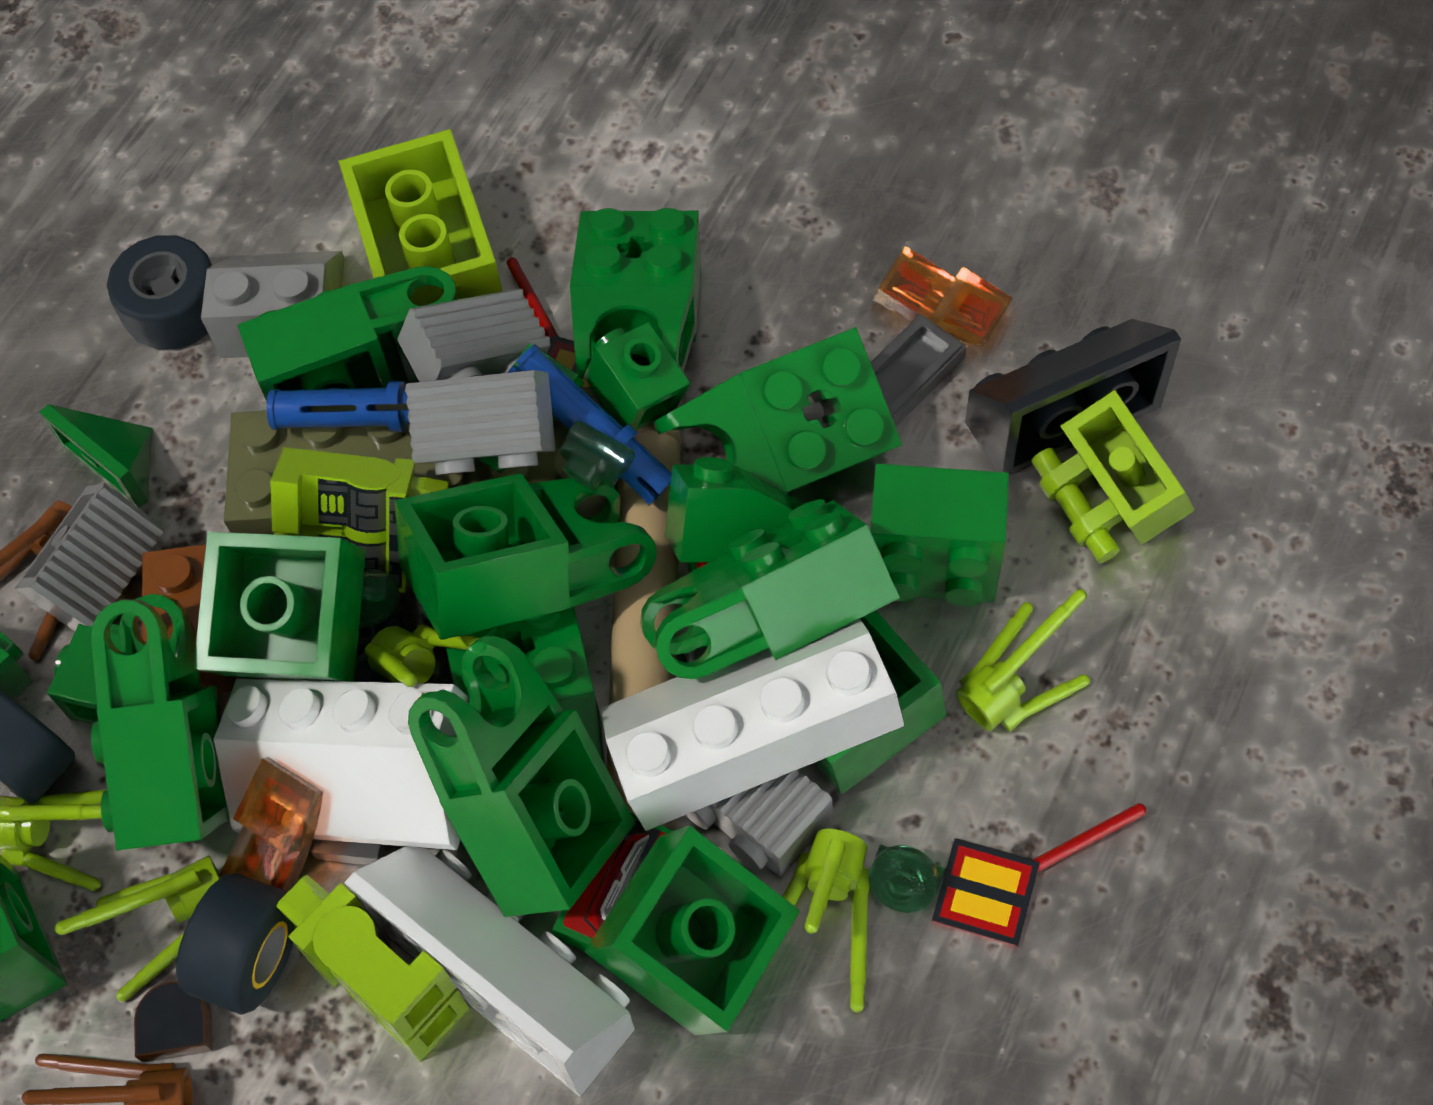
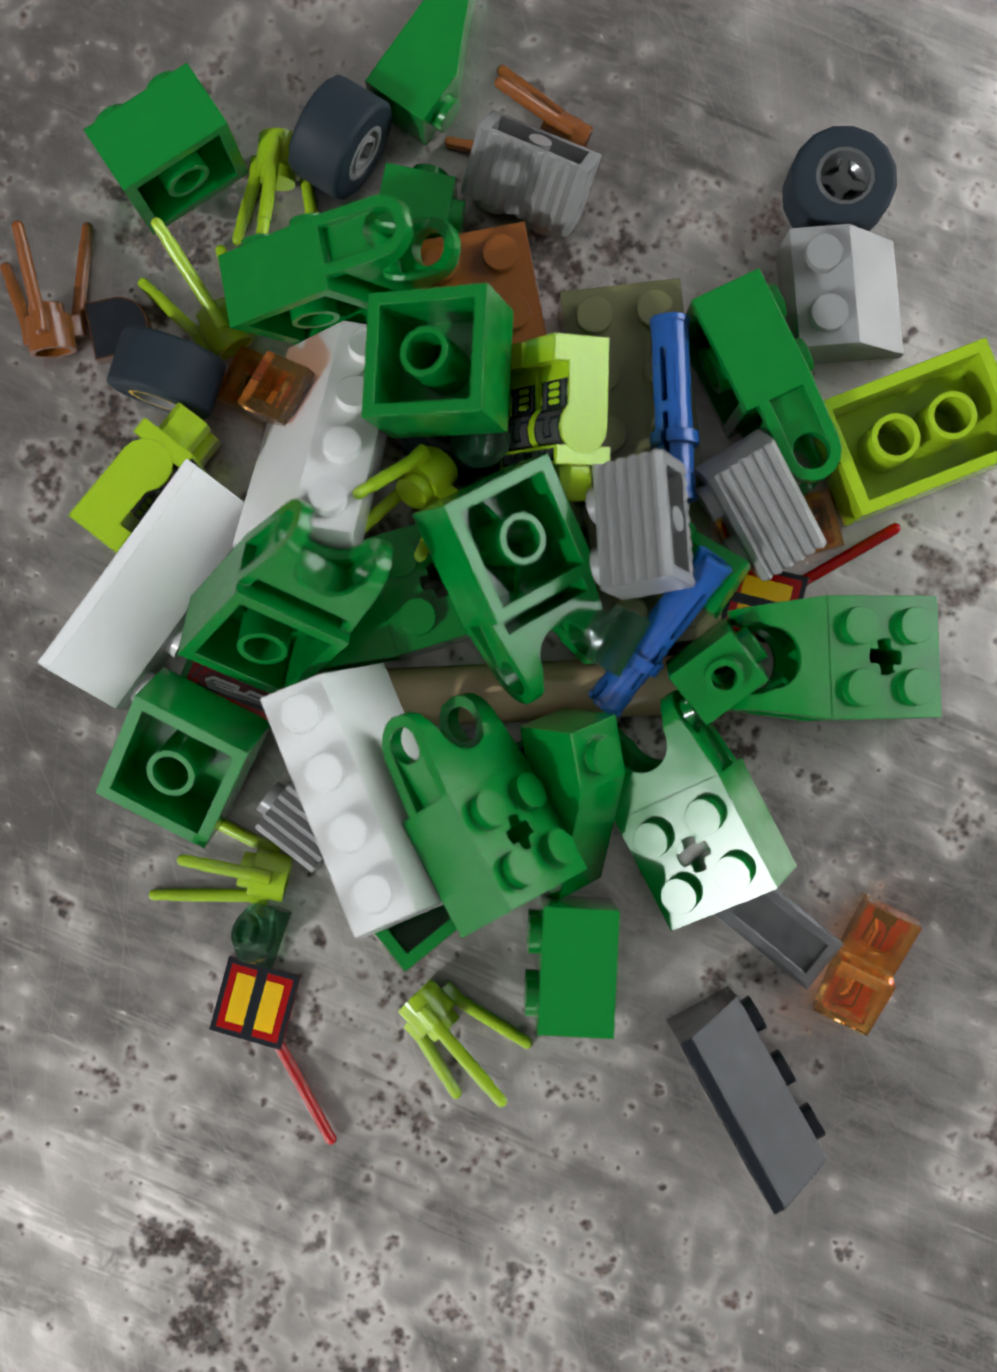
camera: 85 degrees right, 25 degrees up
(108, 446) = (660, 167): green slope -> none
(1126, 468) = (657, 1144): lime brick -> none

